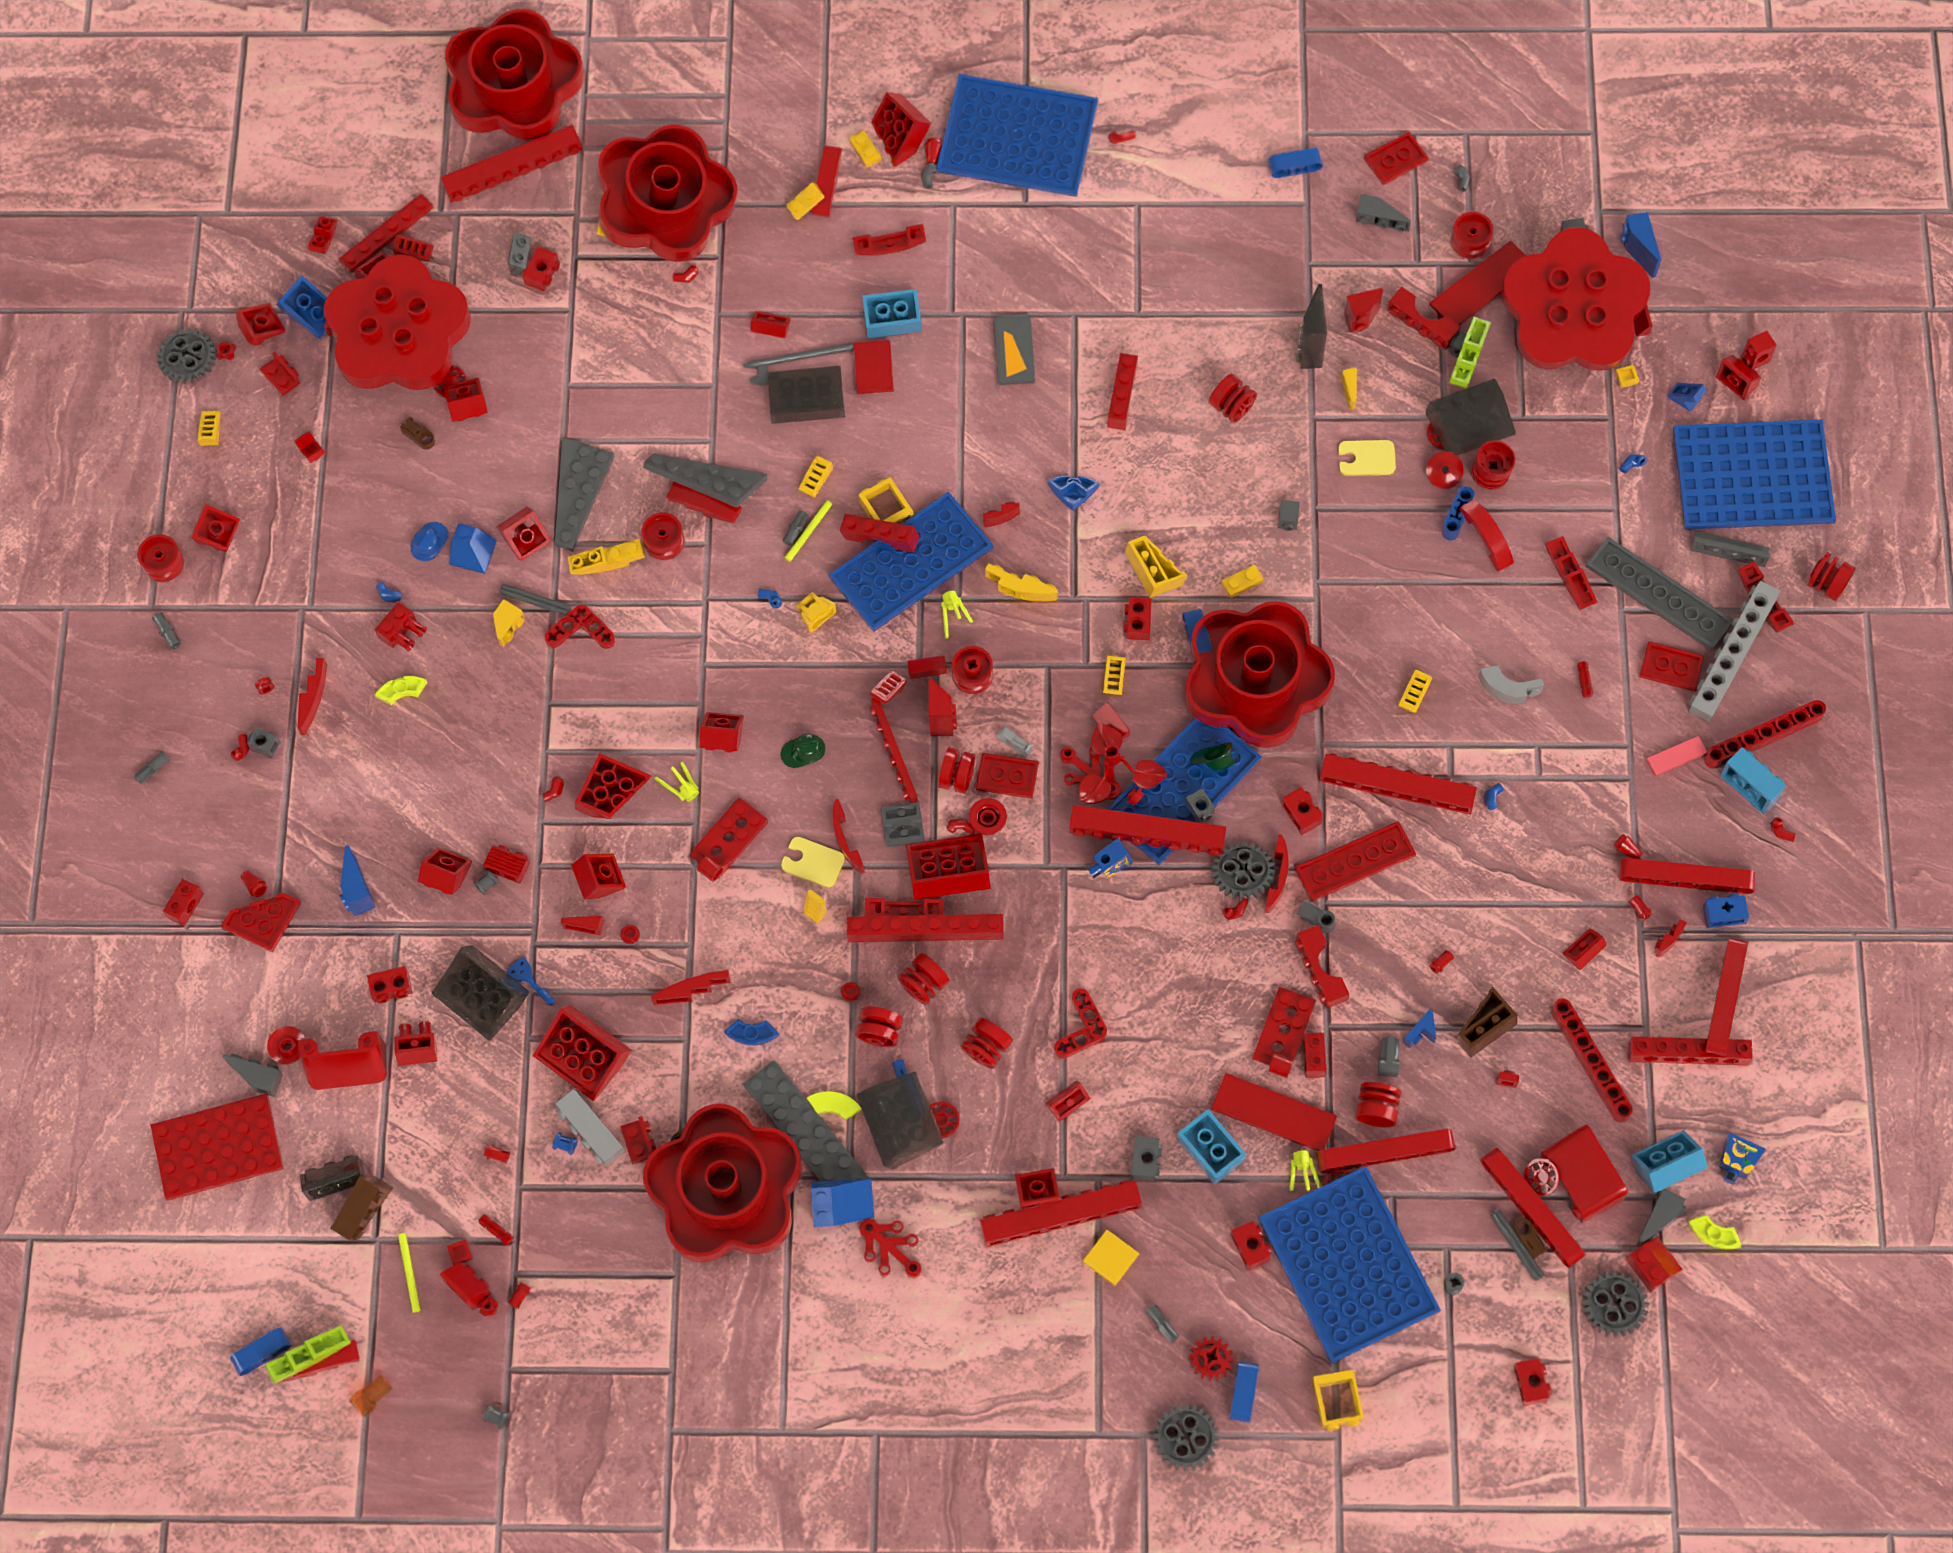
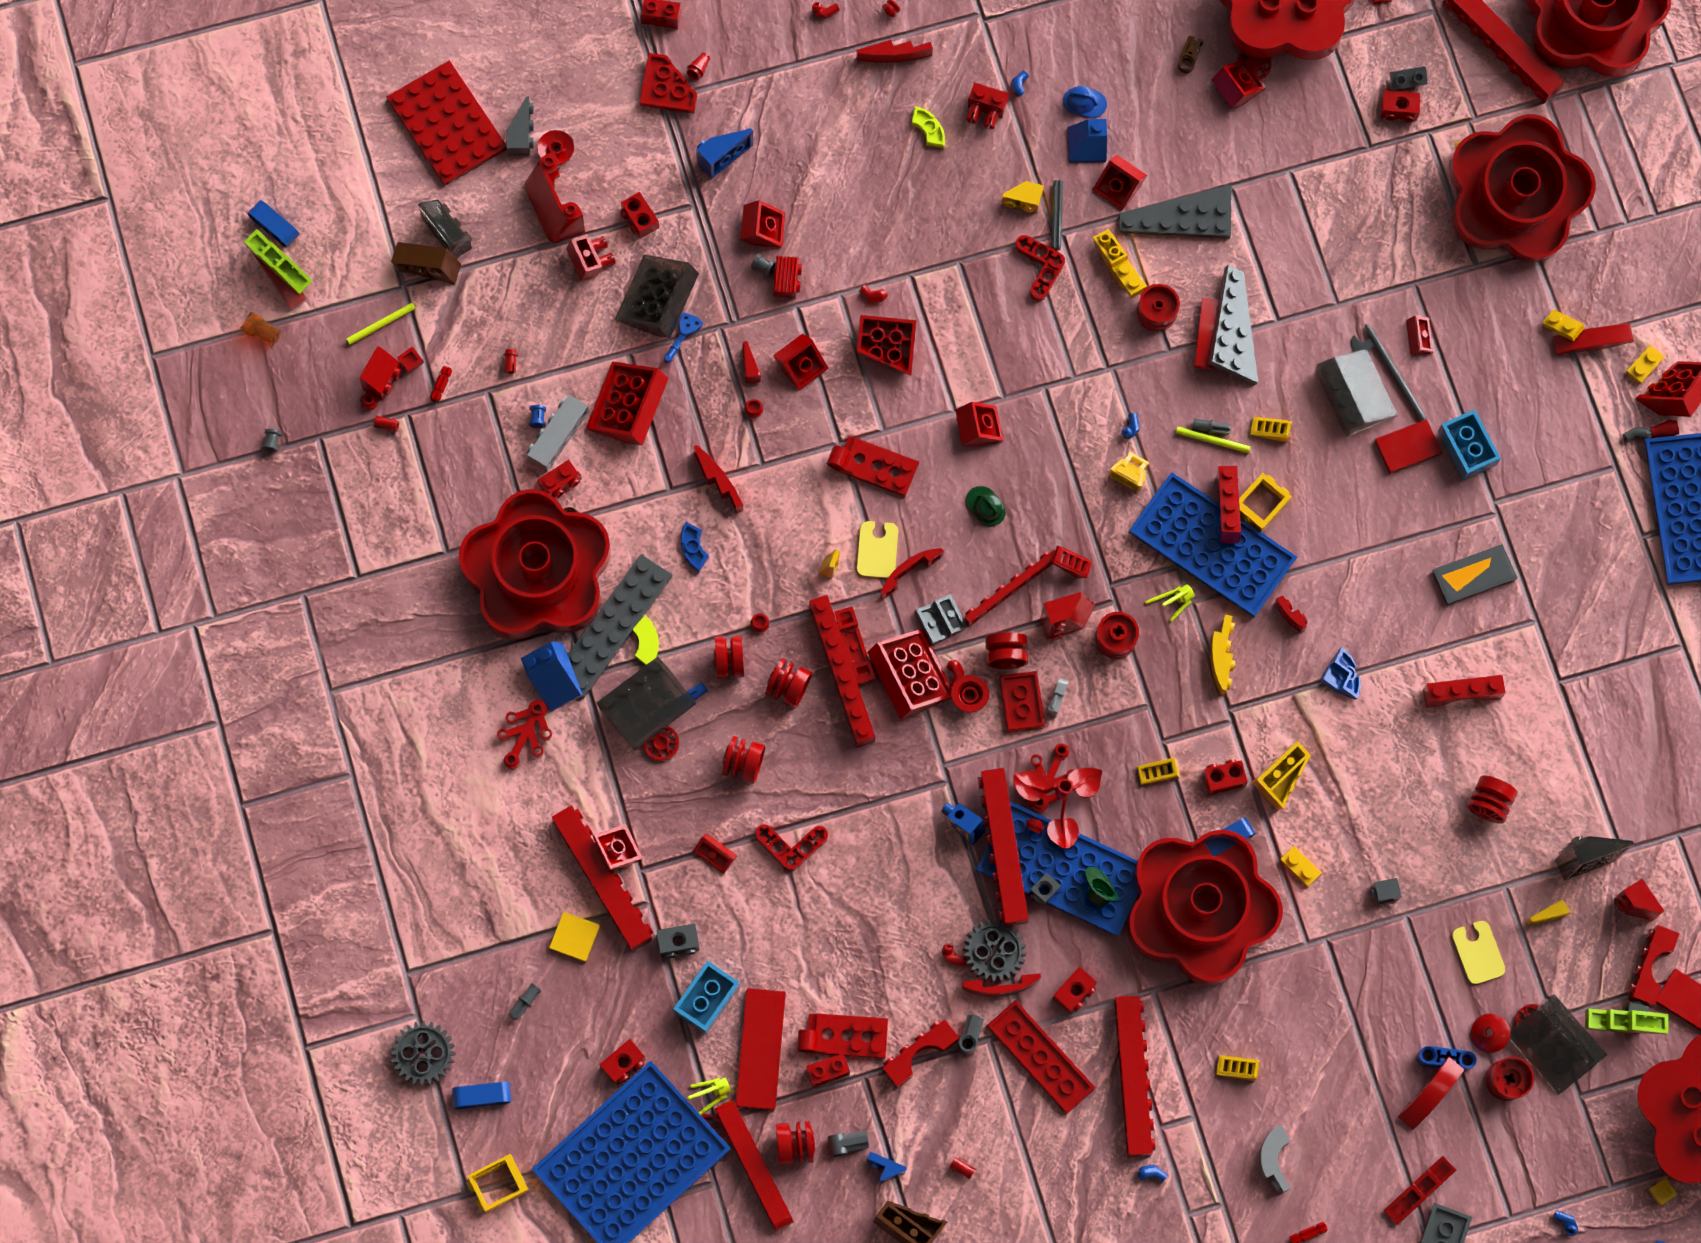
camera: 65 degrees right, 5 degrees up
(266, 749) = (835, 33): dark grey brick -> none
(687, 276) = (1442, 242): red arm -> none
(688, 790) = (910, 413): neon yellow plant -> none
(889, 243) = (1548, 419): red slope -> none
(927, 667) = (1108, 592): red slope -> none
(1110, 718) = (1109, 780): slope -> none
(1218, 1361) = (502, 1064): red gear -> none

